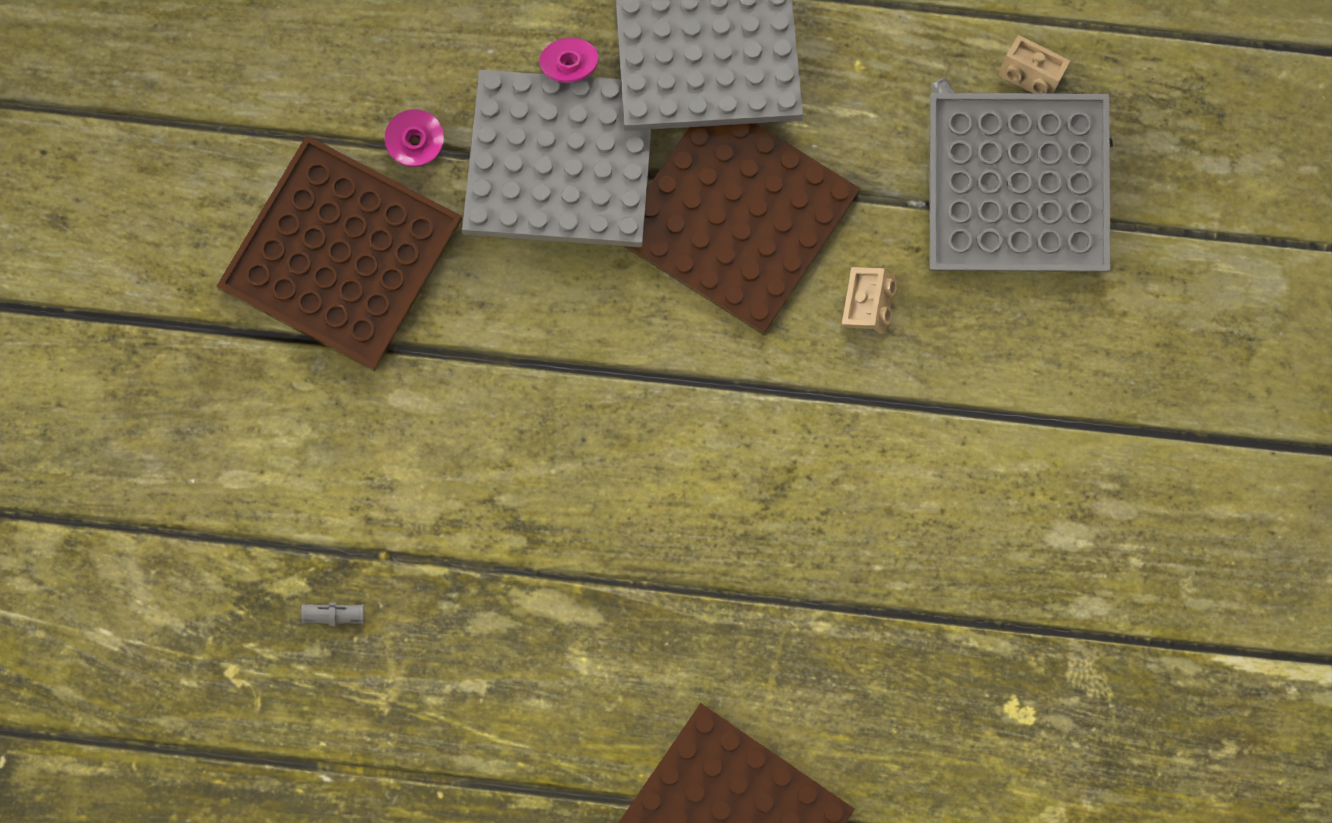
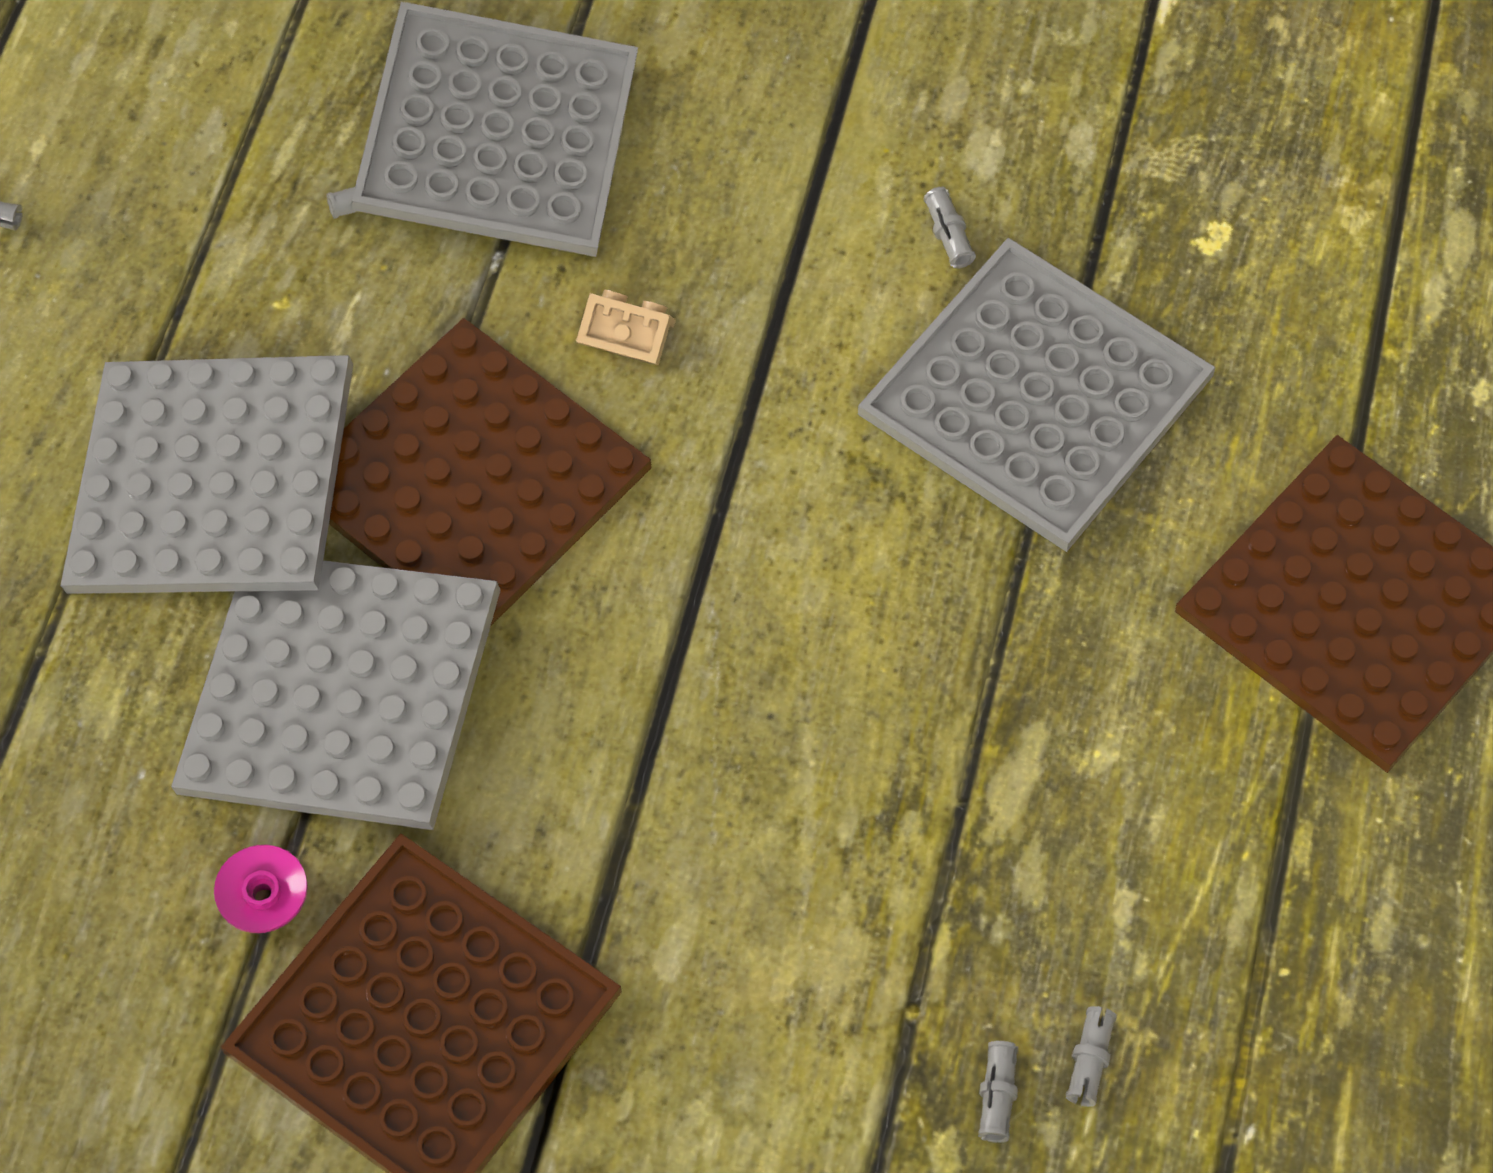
camera: 80 degrees left, 15 degrees down
(363, 671) = (1091, 1056): none -> light grey pin
(569, 60) = (188, 657): dark pink dish -> none
(859, 591) = (1036, 393): none -> light grey plate
(992, 516) = (949, 227): none -> light grey pin
(1033, 67) = (336, 97): tan bracket -> none

